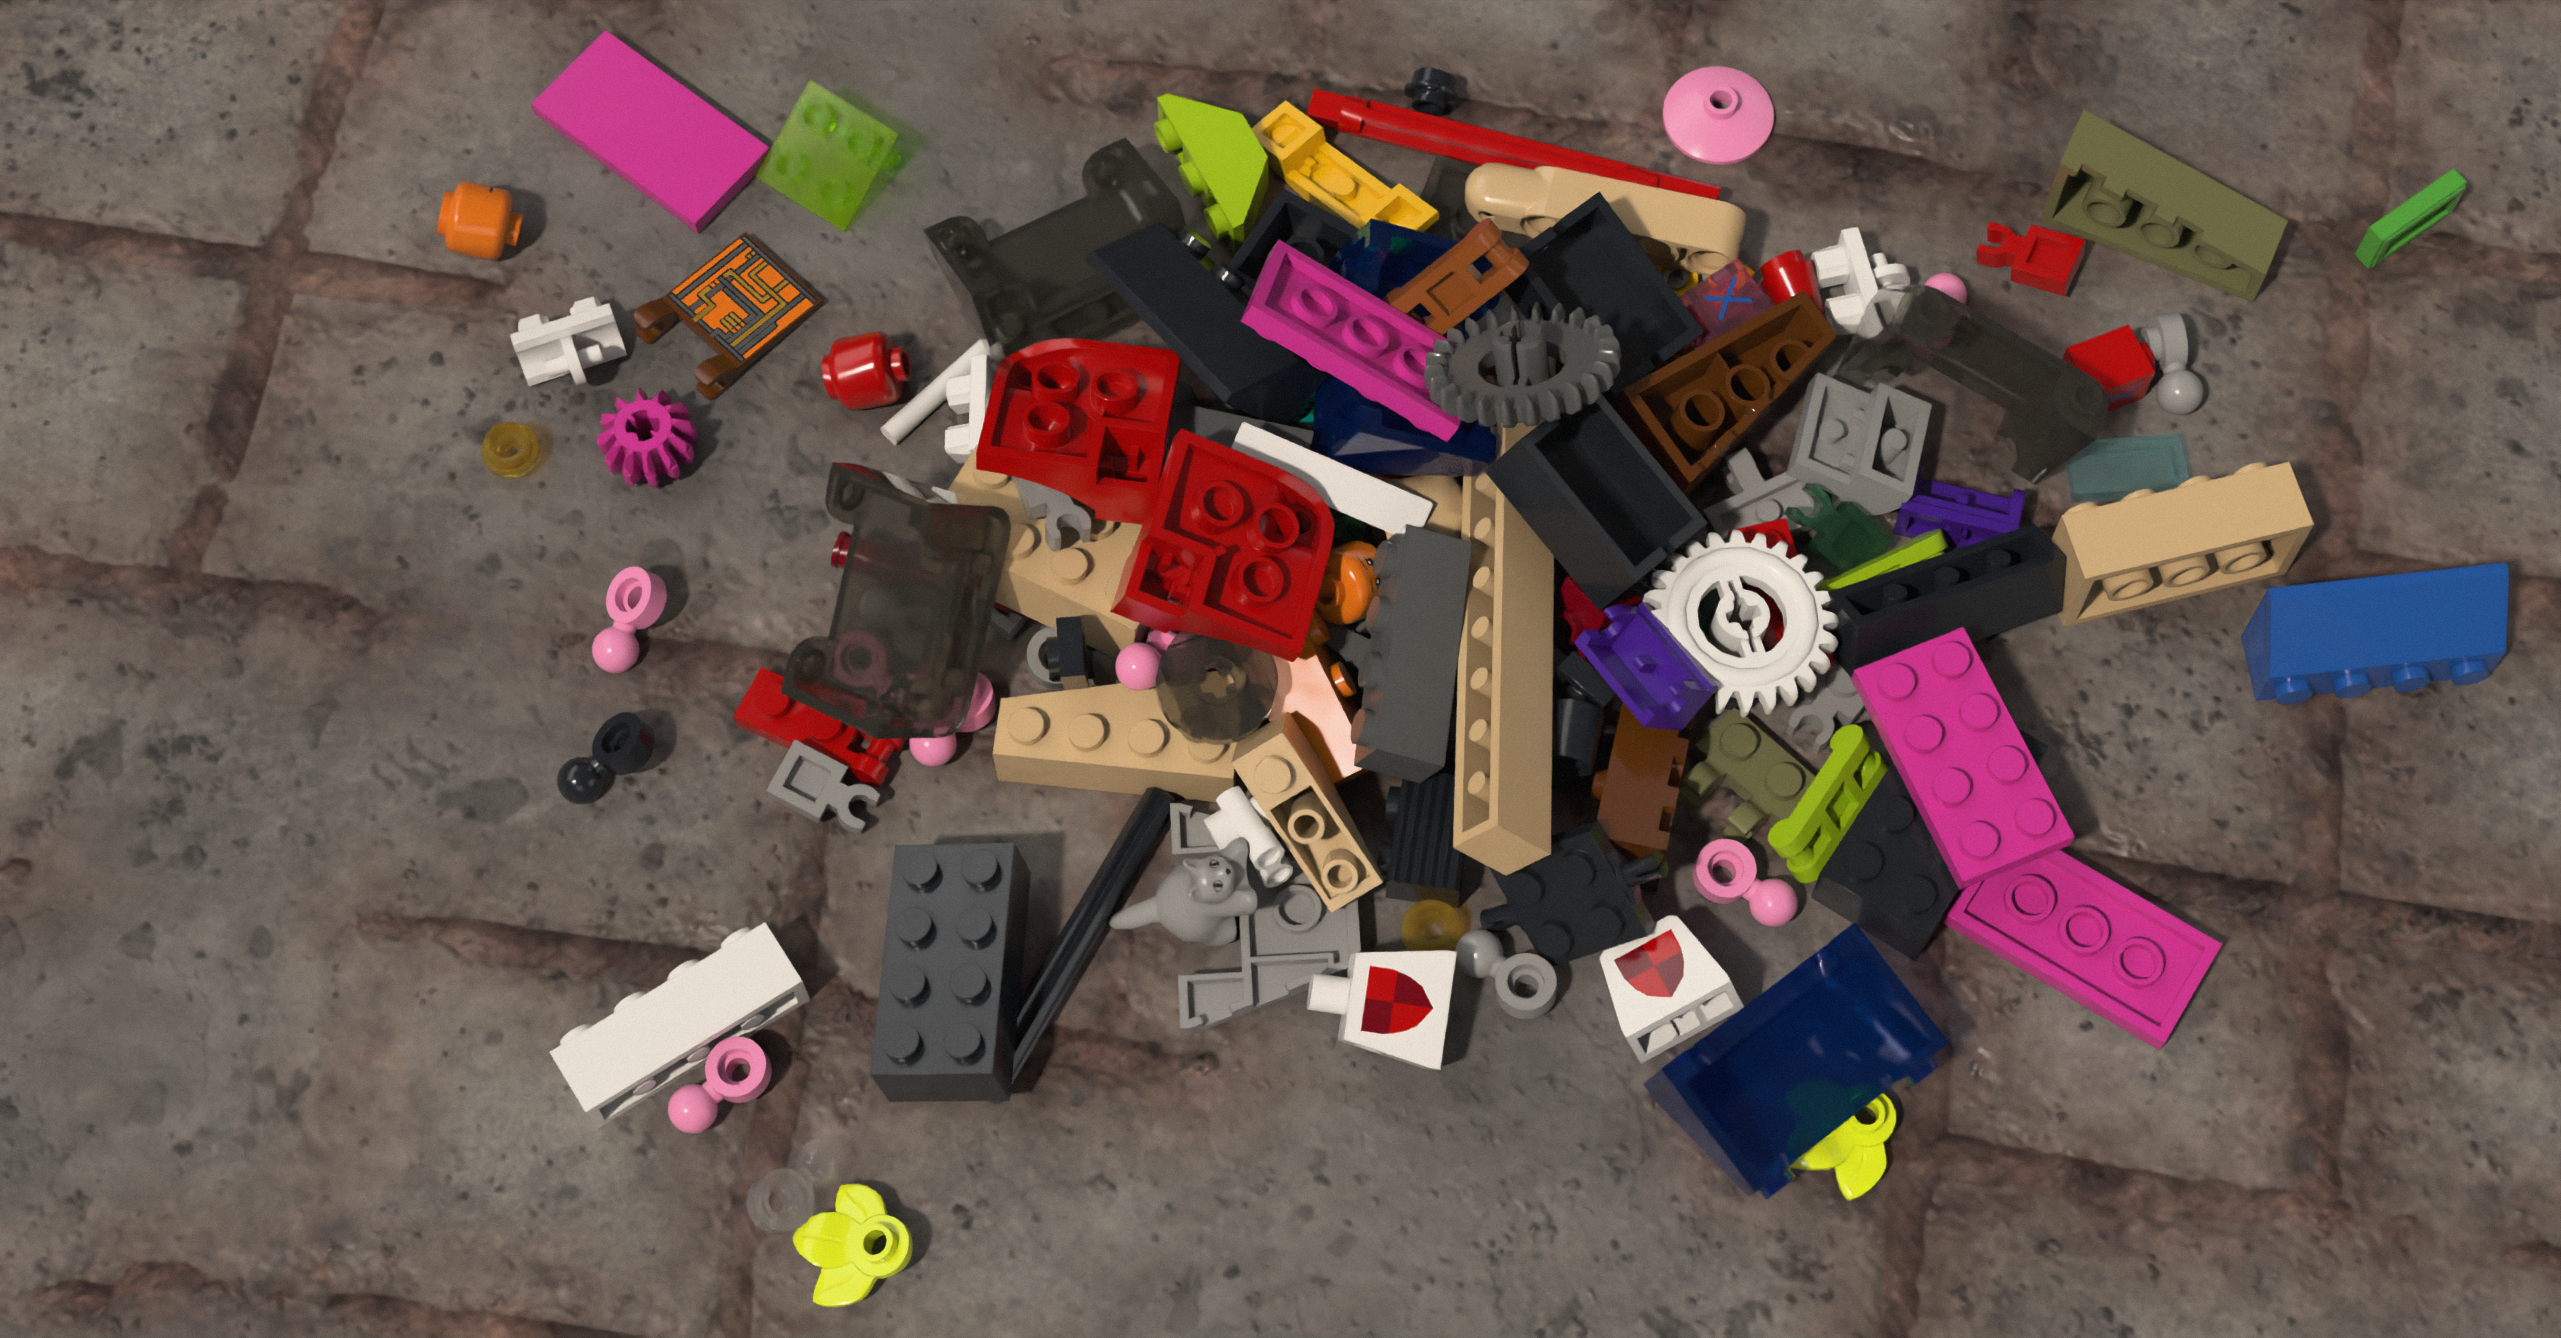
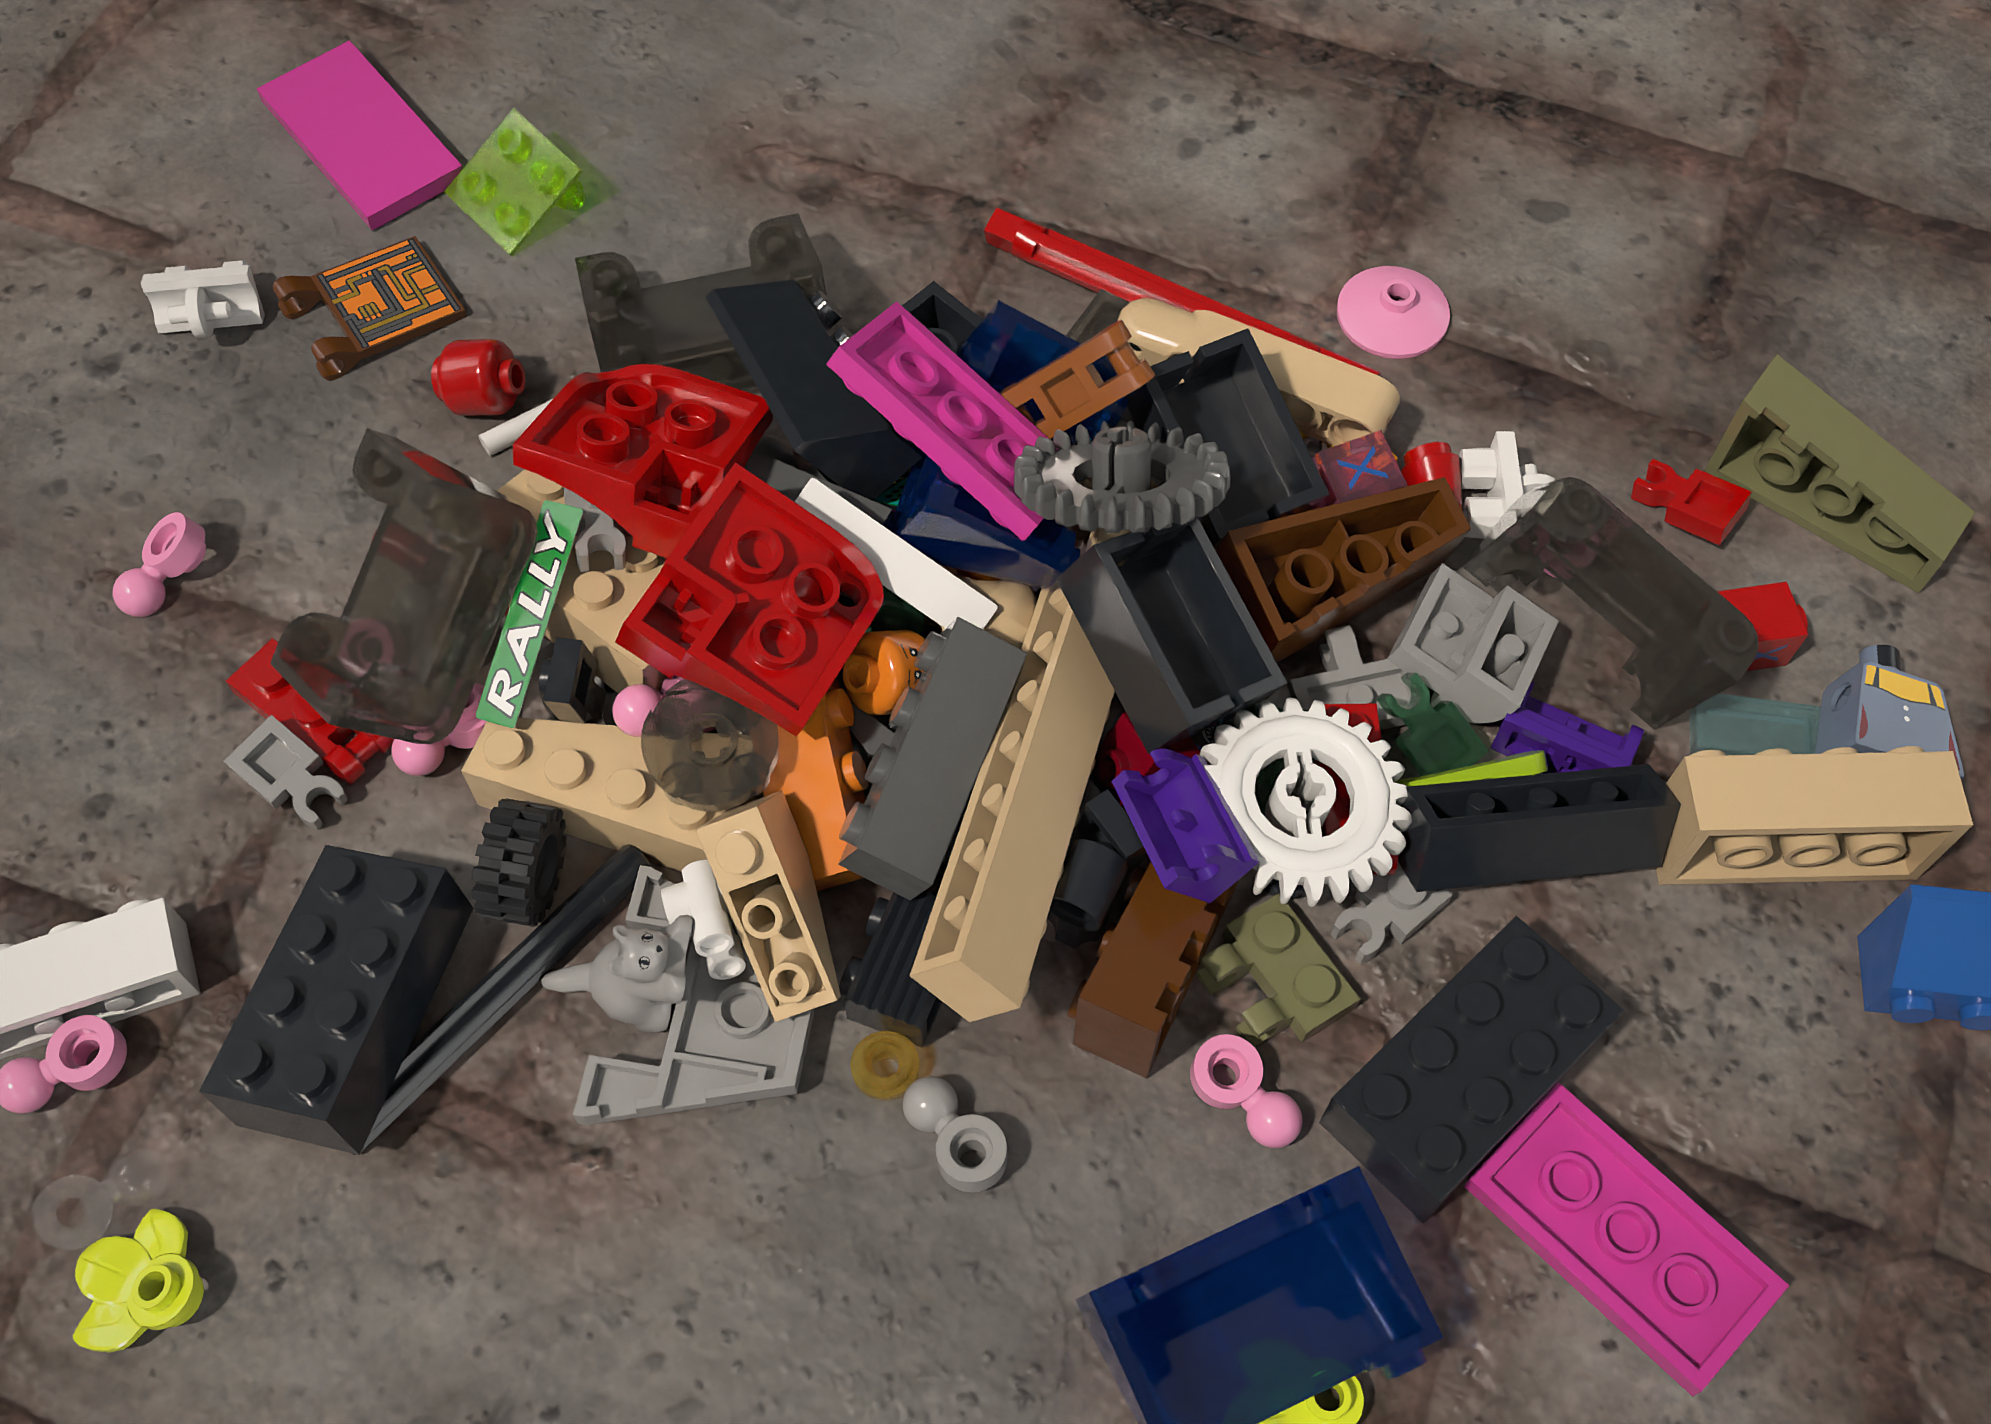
camera: 10 degrees right, 5 degrees down
(478, 220) = (164, 175): orange head -> none
(505, 436) = (112, 383): clear yellow plate -> none
(619, 747) = (99, 688): black plate -> none
(642, 418) = (243, 398): dark pink gear -> none
(1019, 602) = (529, 615): none -> sticker
(1067, 823) = (519, 862): none -> black tyre
(1217, 162) = (885, 250): lime slope -> none
(1330, 179) = (970, 271): yellow slope -> none
(1391, 1003) = (808, 1140): white torso -> none
(1431, 91) = (1113, 233): black plate -> none
(1577, 896) = (1049, 1063): black plate -> none
(1666, 988) = (1123, 1187): white torso -> none
(1829, 804) = (1359, 1022): lime plate -> none
(1962, 758) = (1523, 1005): dark pink plate -> none
(2179, 389) = (1827, 614): light grey plate -> none
(2234, 429) = (1884, 709): none -> sand blue torso

